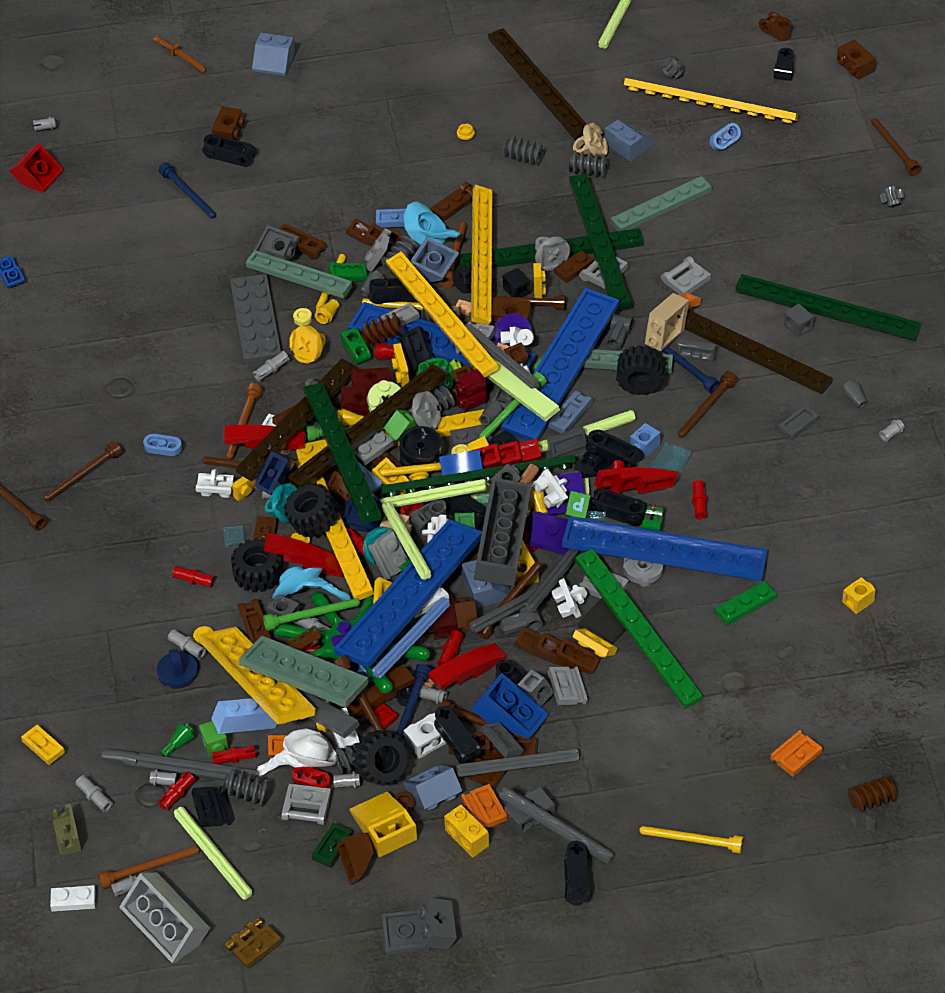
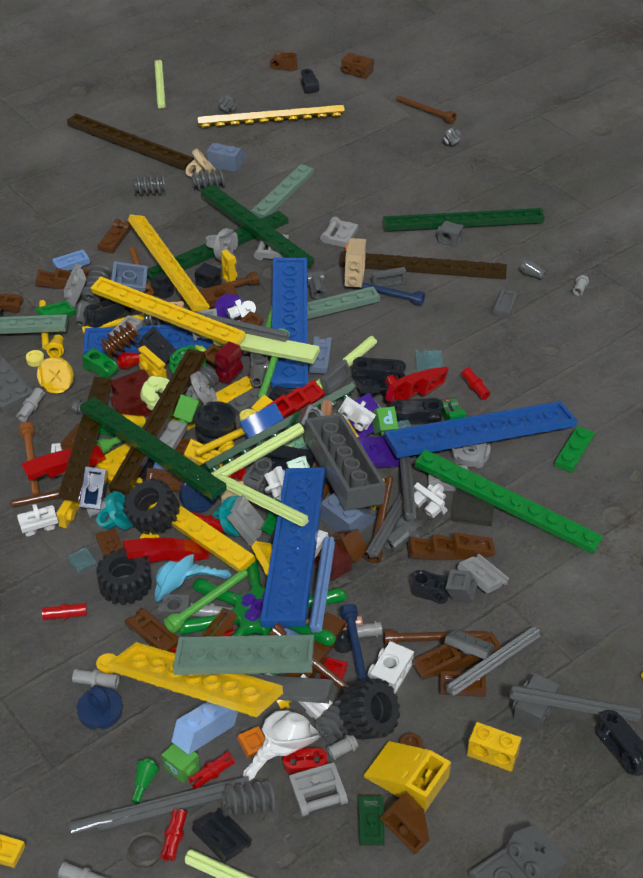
camera: 30 degrees left, 5 degrees down
(162, 778) = (151, 827): light grey pin -> none
(423, 223) = (104, 255): medium azure hat -> none
(433, 786) = (430, 715): sand blue slope -> none
(450, 648) = (355, 583): red pin -> none
(456, 735) = (427, 657): black piece -> none
(465, 132) = (91, 187): yellow plate -> none
(466, 665) = (382, 592): red slope -> none
(484, 806) = (491, 713): orange plate -> none
(511, 707) = (443, 611): blue slope -> none
(573, 266) = (245, 251): reddish brown plate -> none
(589, 639) = (471, 527): yellow plate -> none
(640, 370) = (361, 302): black tyre -> none
(646, 439) = (399, 351): medium blue brick -> none
(724, 138) = (299, 135): medium blue plate -> none
(727, 381) = (430, 291): reddish brown piece -> none

